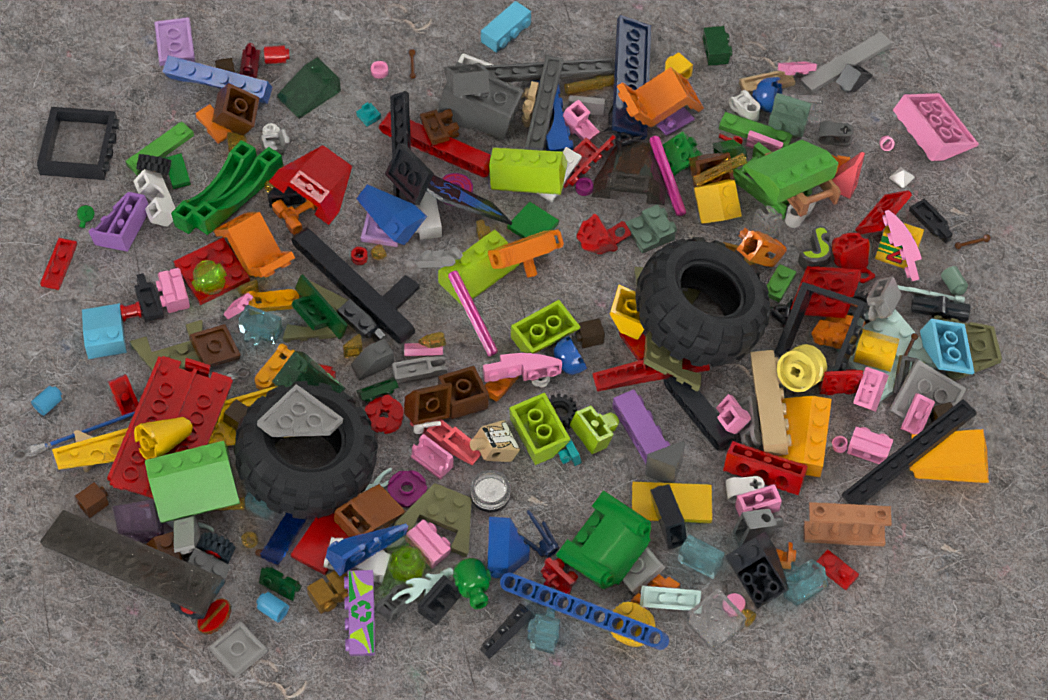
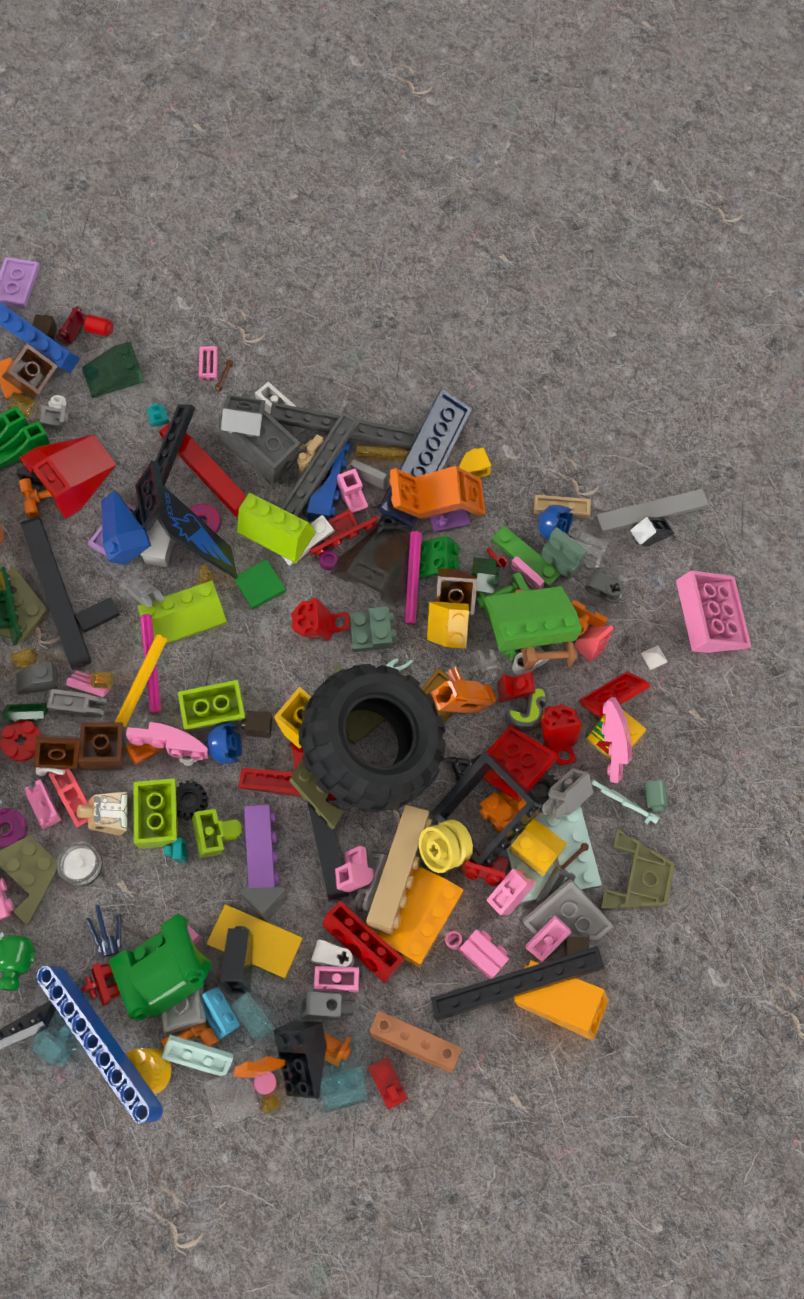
camera: 20 degrees right, 10 degrees up
(360, 321) = (42, 632): black hinge -> none
(362, 251) = (73, 559): red bush -> none
(378, 252) = (96, 564): clear yellow hinge -> none
(379, 69) = (190, 371): bright pink tile -> none
(398, 68) = (208, 375): none -> bright pink tile
(434, 127) = (205, 451): reddish brown plate -> none
(472, 326) = (141, 679): none -> yellow axle
(505, 547) = (52, 942): blue wedge -> none
(506, 26) = (329, 365): medium azure brick -> none
(525, 250) = (232, 613): orange piece -> none
(676, 565) = (219, 1013): none -> medium azure bracket
(716, 45) = (526, 451): dark green brick -> none
(720, 169) = (484, 590): clear yellow pin -> none
(729, 584) = (258, 1068): none -> orange slope
(745, 106) = (526, 524): white piece -> none
(780, 282) = (475, 733): bright green plate -> none
(797, 234) = (515, 687): none -> red slope
(802, 67) = (597, 501): bright pink plate -> none
(889, 145) = (655, 617): bright pink hinge -> none
(932, 220) = (663, 717): black hinge -> none
(940, 307) = (628, 821): black piece -> none
(947, 345) = (612, 874): medium azure slope -> none
(986, 238) = (713, 756): reddish brown hinge -> none

